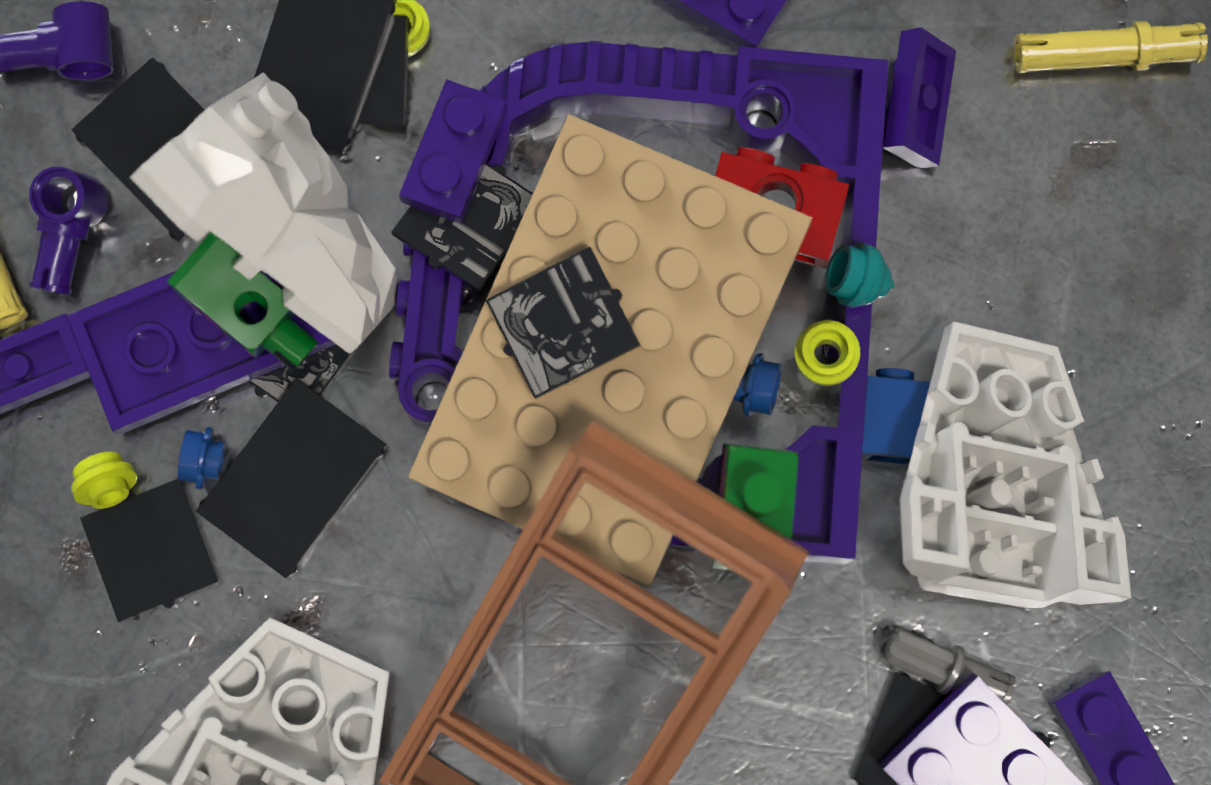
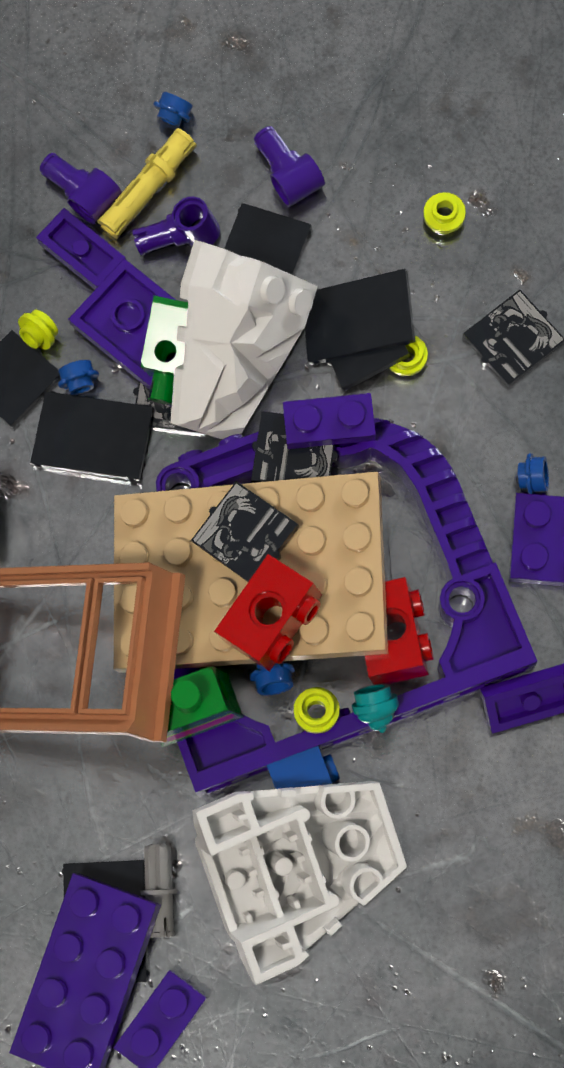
camera: 80 degrees right, 5 degrees down
(667, 307) = (269, 587): none -> red brick

